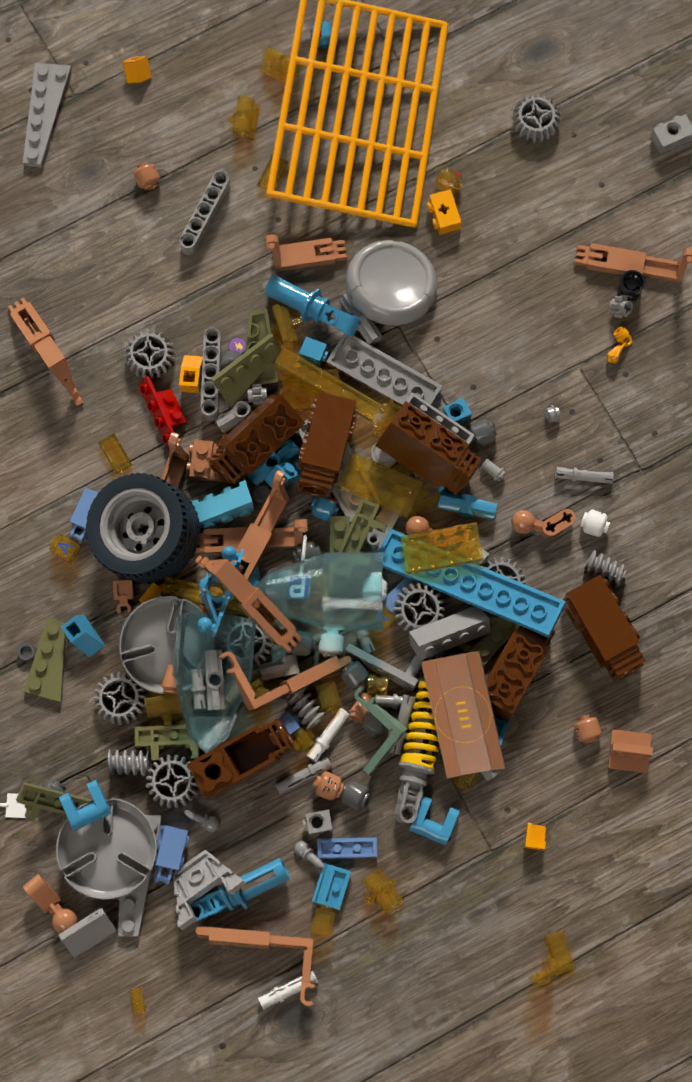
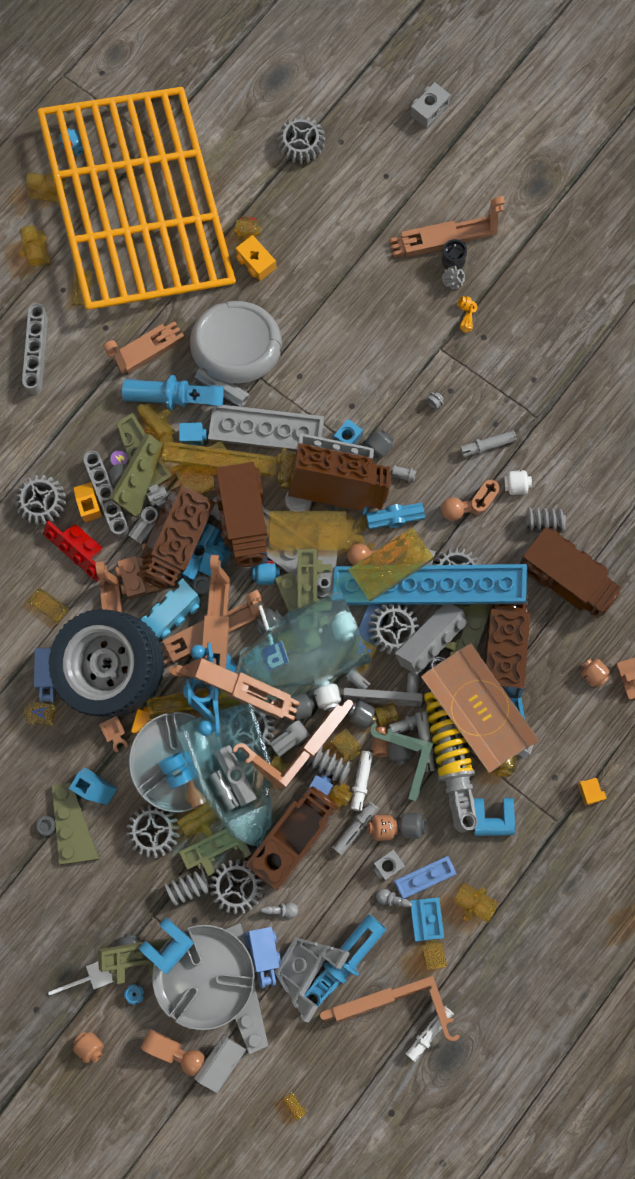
camera: 20 degrees left, 0 degrees up
(39, 842) = (139, 994): none -> dark azure plate
(161, 644) = (172, 764): none -> dark azure wheel

